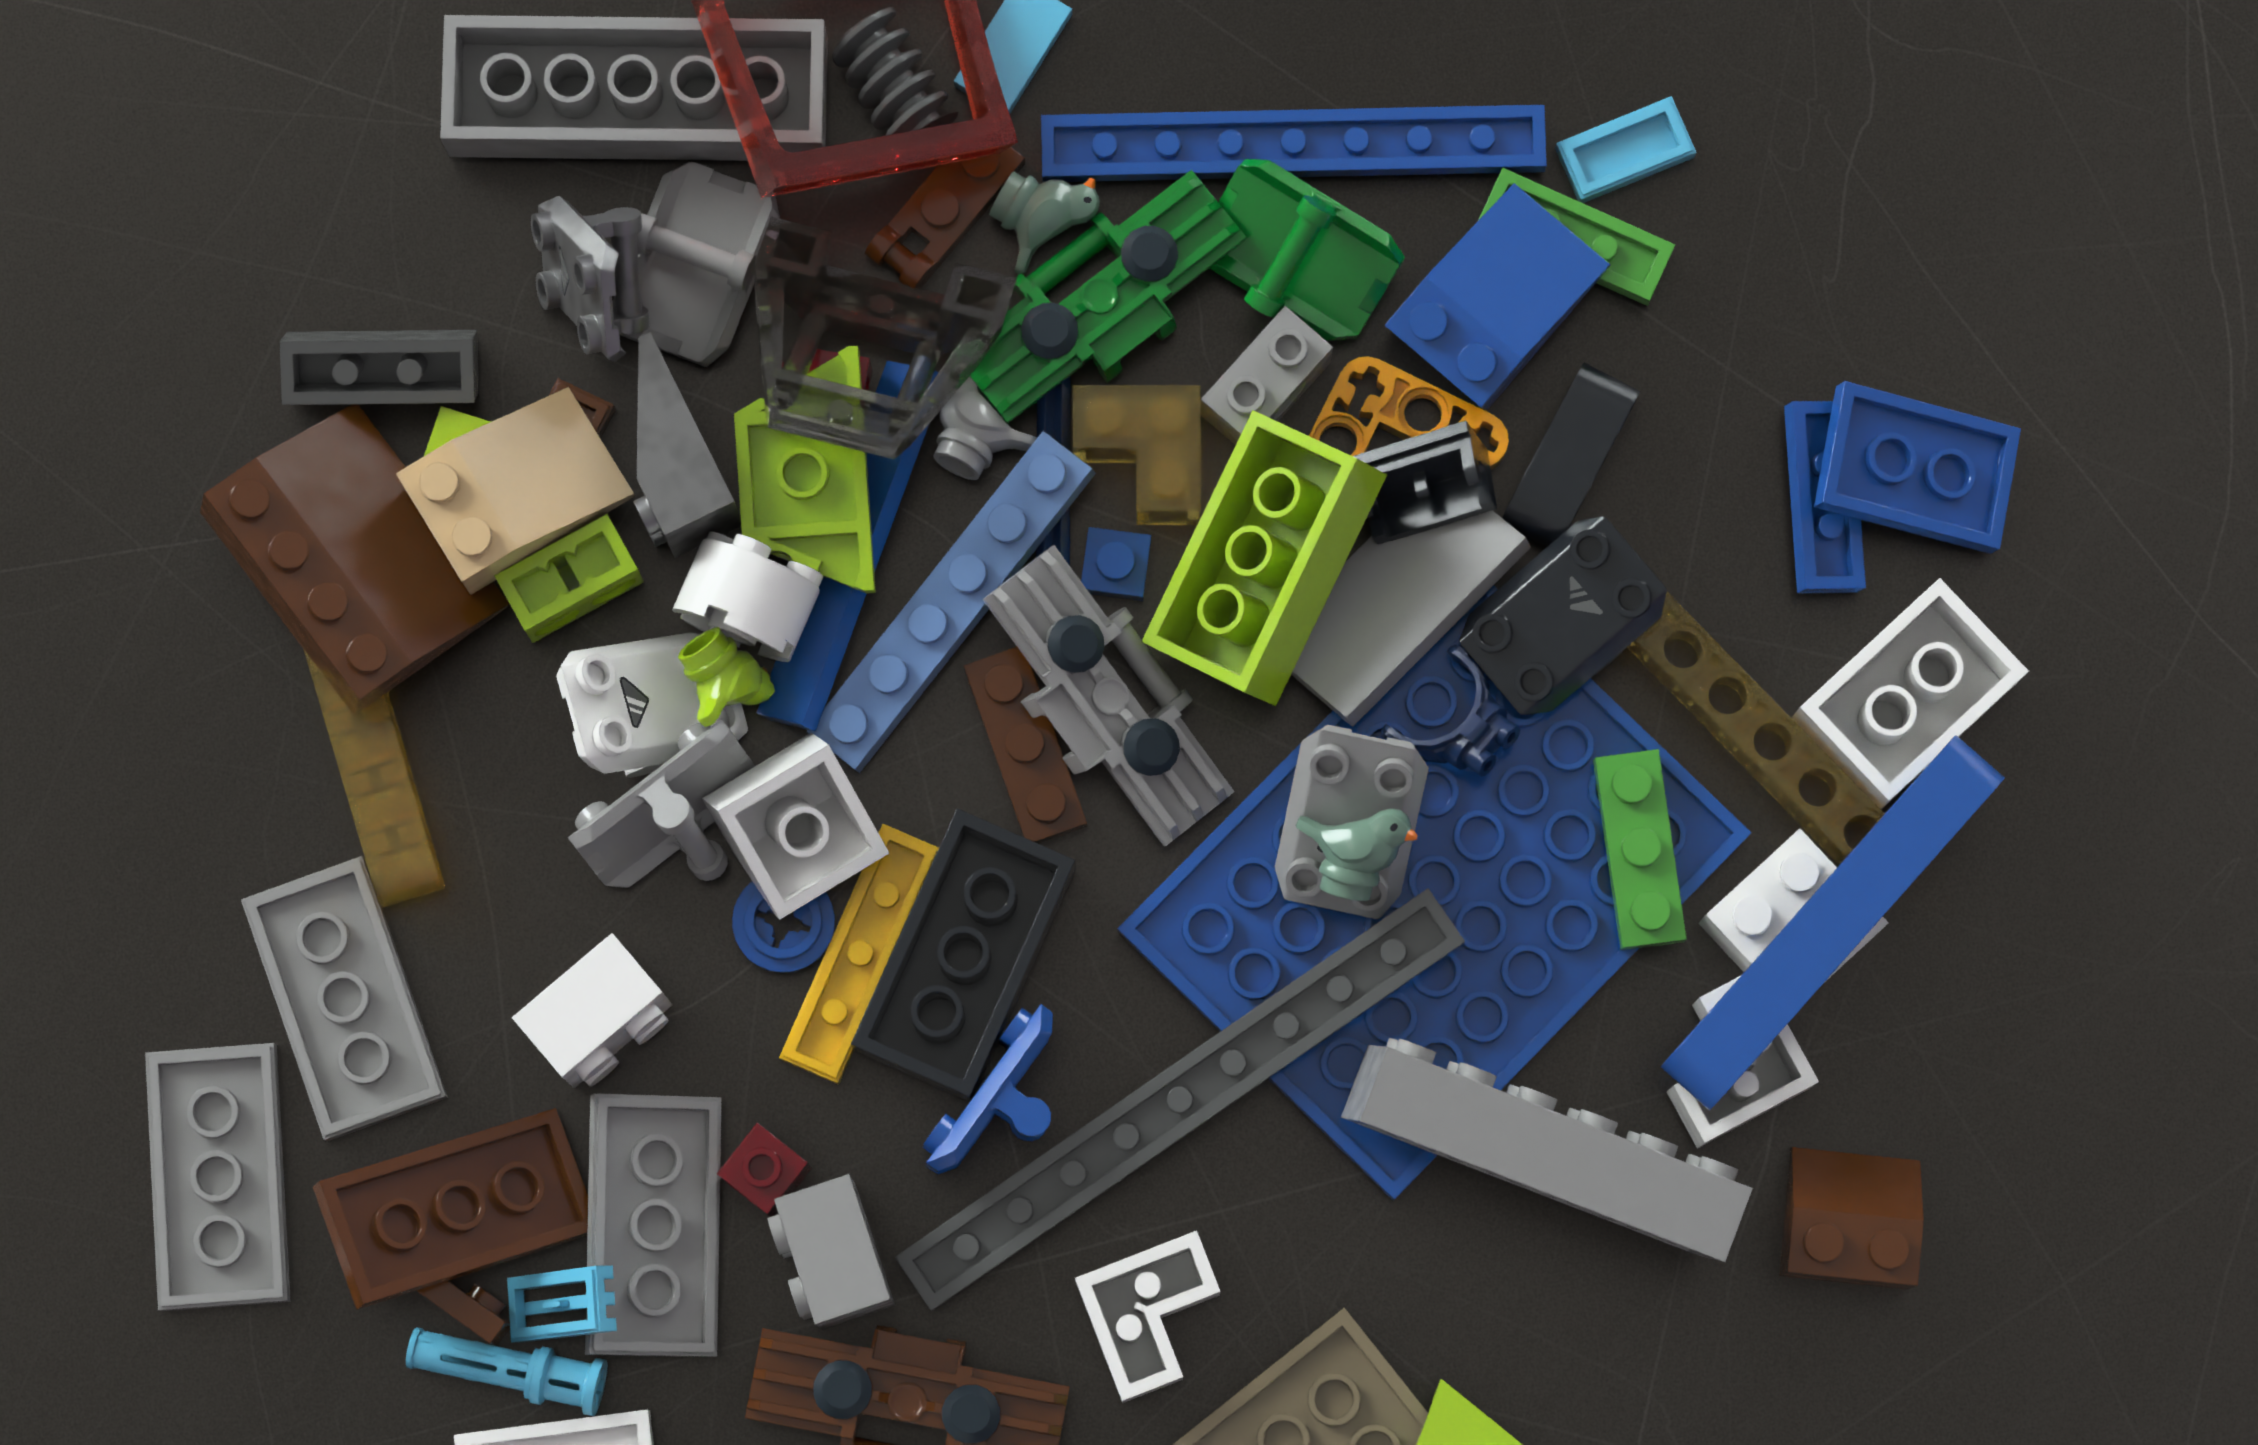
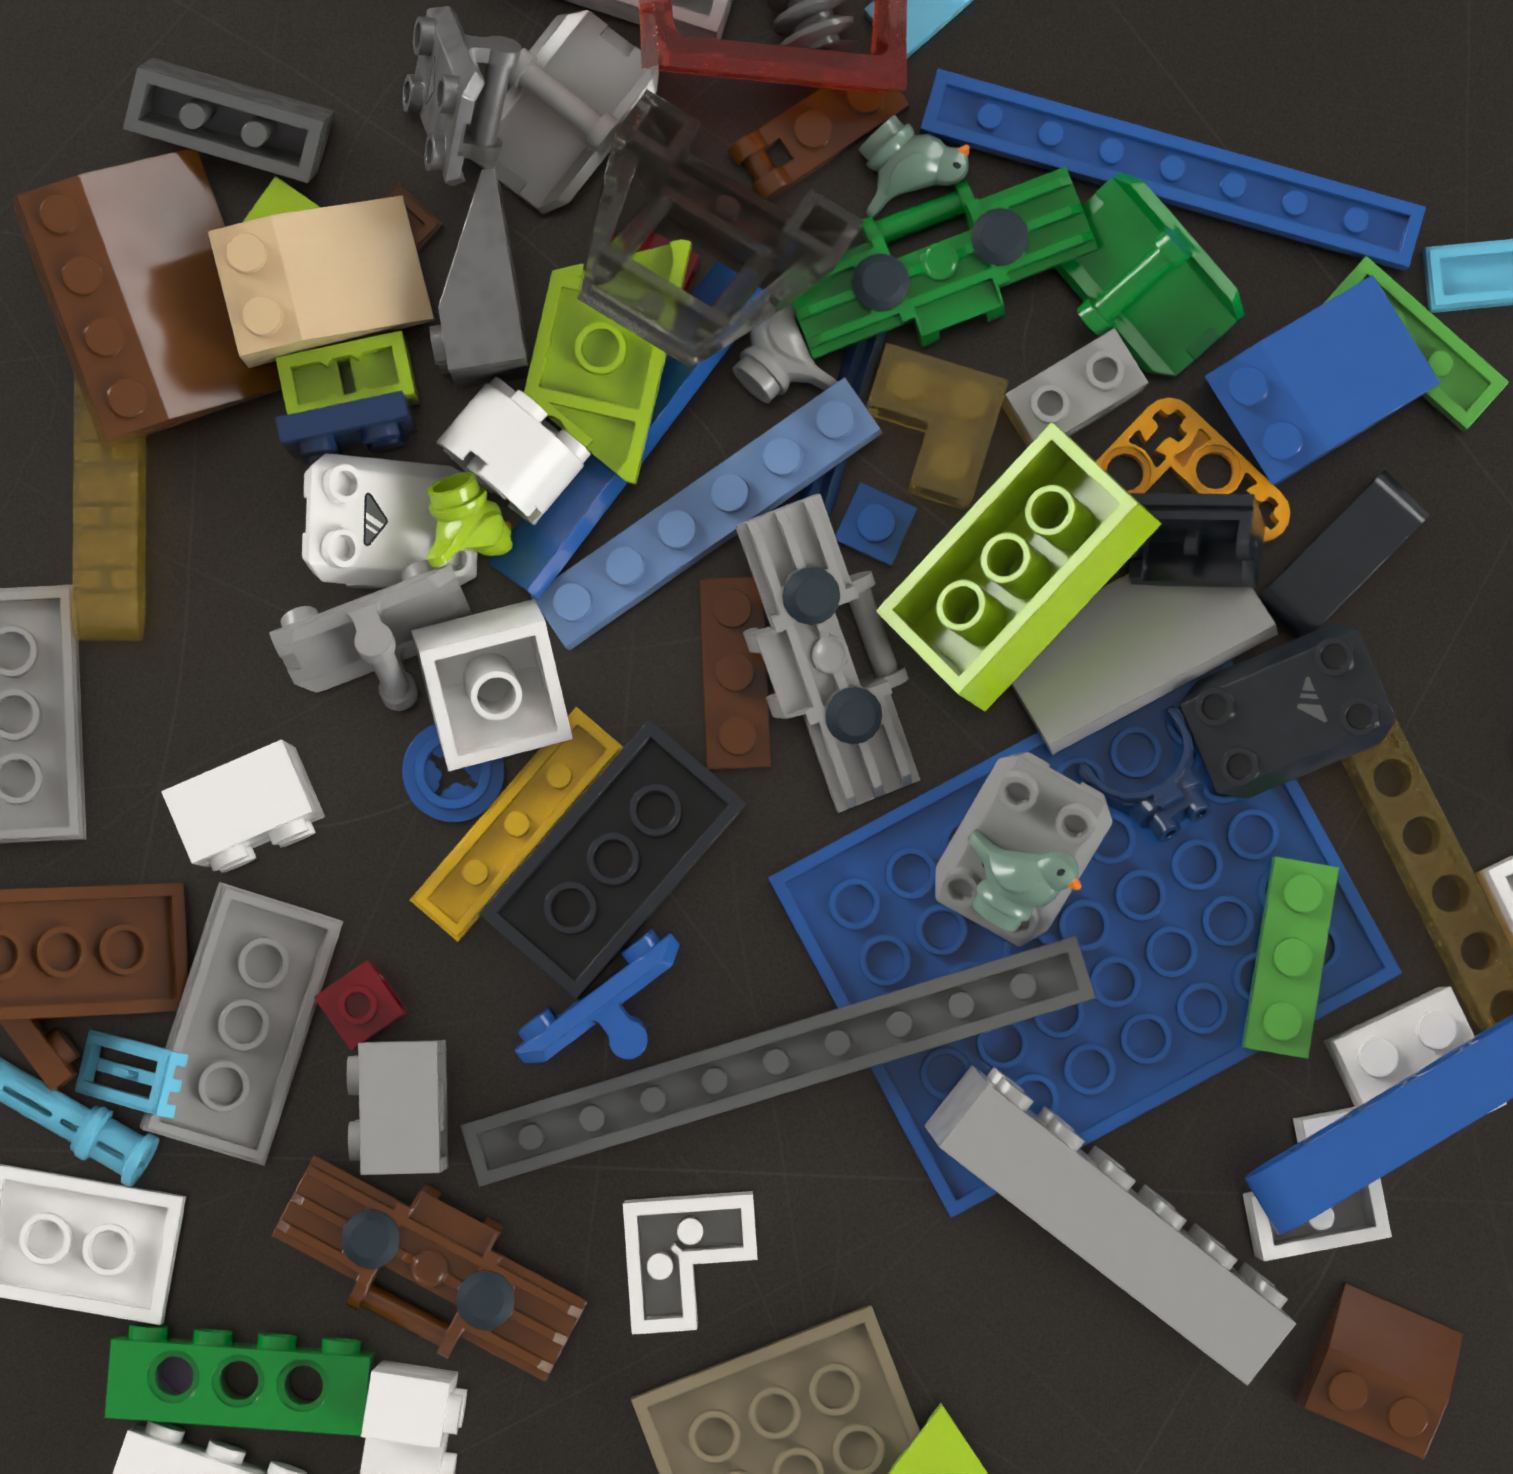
camera: 15 degrees right, 5 degrees up
(604, 609) = (371, 421): none -> dark blue plate

